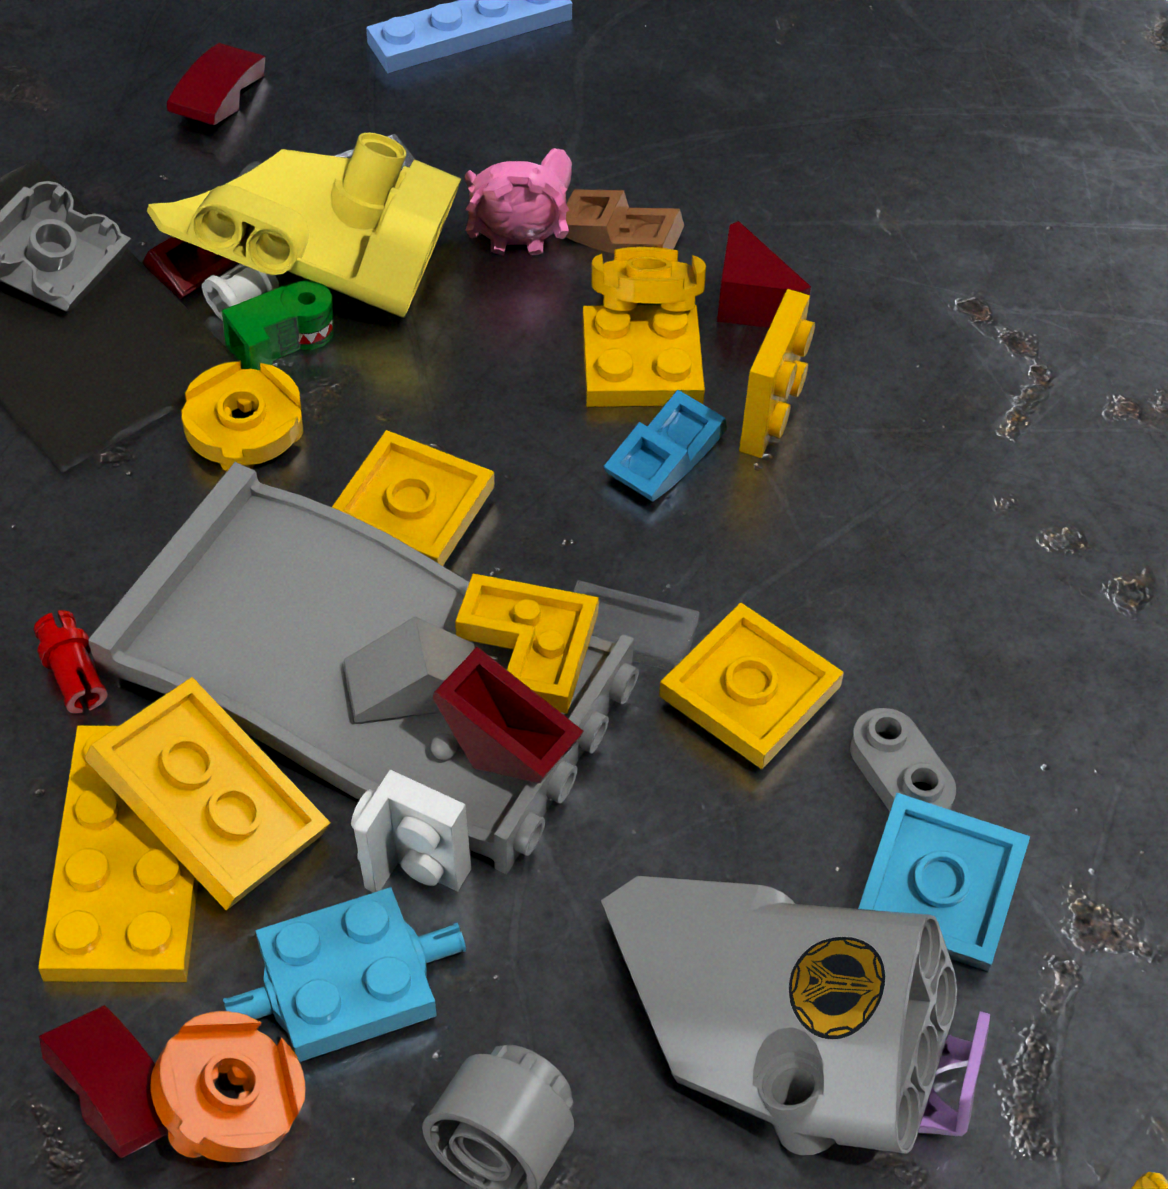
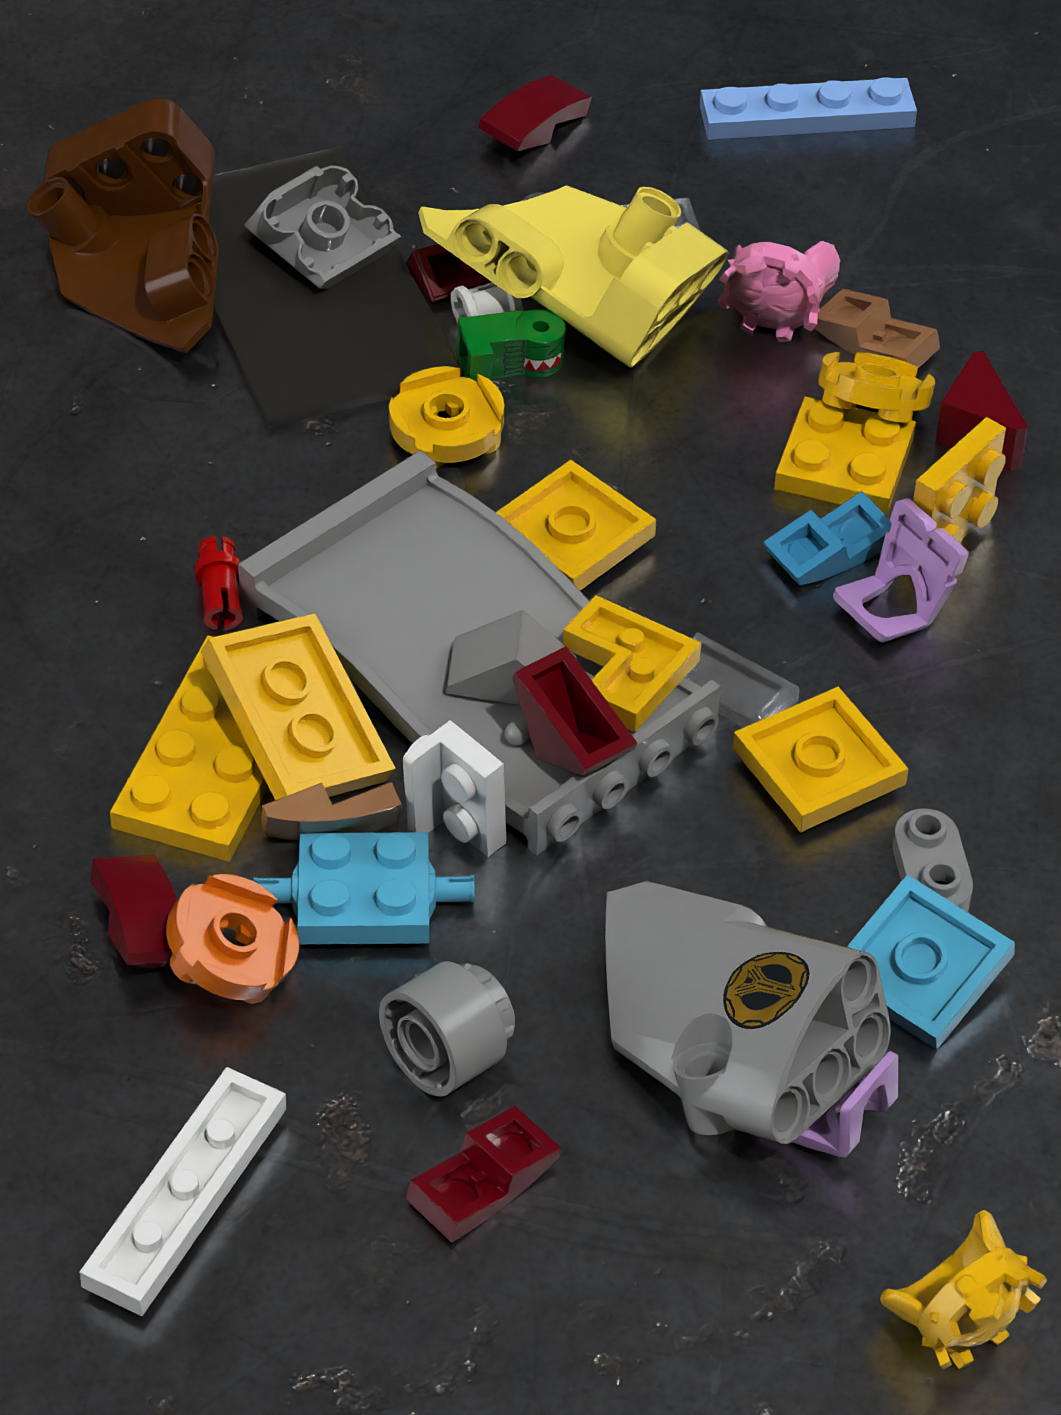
camera: 20 degrees right, 5 degrees down
(267, 903) = (313, 813): none -> medium nougat slope
(761, 438) = (913, 550): none -> lavender piece

